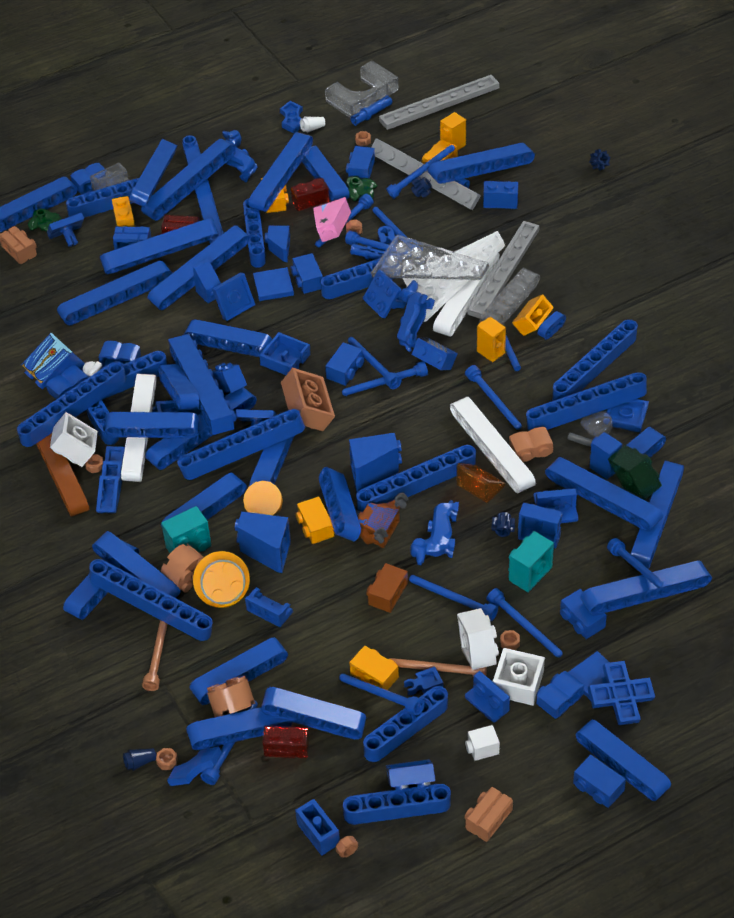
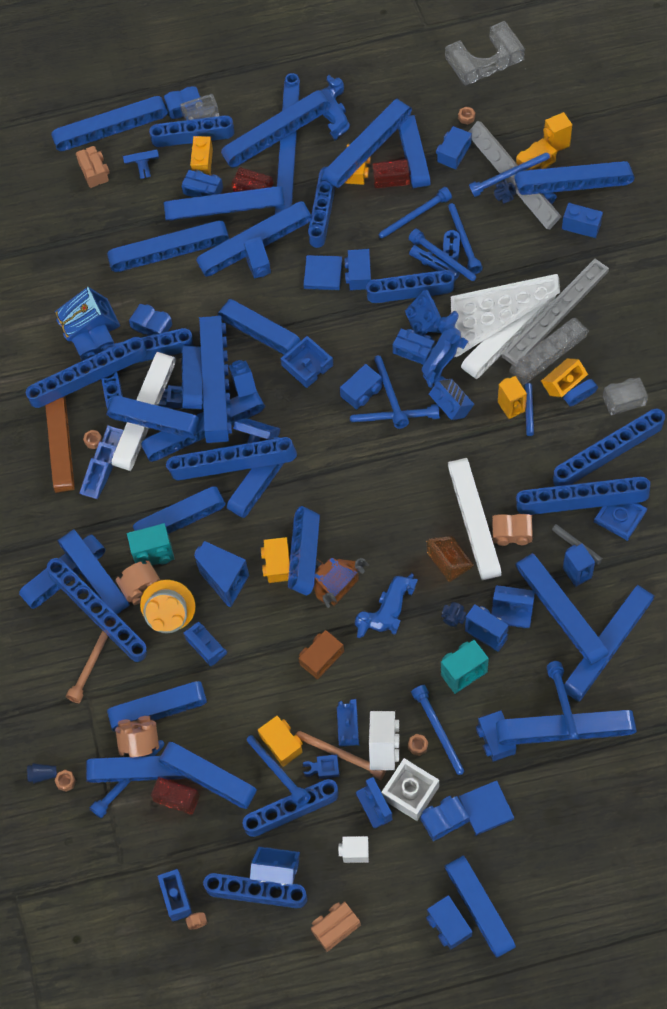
camera: 20 degrees right, 15 degrees up
(42, 219) = (125, 143): dark green plate -> none
(73, 439) = (77, 413): white brick -> none
(91, 368) = (120, 331): white plate -> none
(153, 173) = (242, 114): blue beam -> none
(186, 772) = (78, 800): blue tile -> none
(233, 296) = (276, 282): blue tile -> none
(263, 498) = (234, 525): light orange tile -> none
(278, 241) = (343, 223): blue slope -> none
(292, 119) = (403, 76): blue tile -> none
(309, 396) = (310, 422): nougat brick -> none
(311, 123) = (421, 84): white cone -> none
(331, 218) = (401, 210): bright pink slope -> none
(354, 225) = (422, 224): nougat tile -> none
(358, 187) = (445, 178): dark green plate -> none
(366, 113) = (481, 83): blue pin -> none
(374, 459) = (351, 509): blue slope -> none
(382, 322) = (413, 346): none -> blue brick
(416, 478) = (380, 546): blue beam -> none
(424, 261) = (469, 288): clear wing -> none
(435, 639) = (347, 724): none -> blue hinge
(438, 102) = (559, 86): light grey plate -> none
(473, 373) = (484, 431): blue piece -> none
(488, 609) = (408, 706): blue piece -> none
(593, 319) = (625, 395): none -> clear brick
(597, 424) = (585, 522): clear cap -> none
(621, 693) = (502, 834): blue plate -> none
(635, 472) = (600, 594): clear green brick -> none
(648, 442) = (619, 563): blue beam -> none

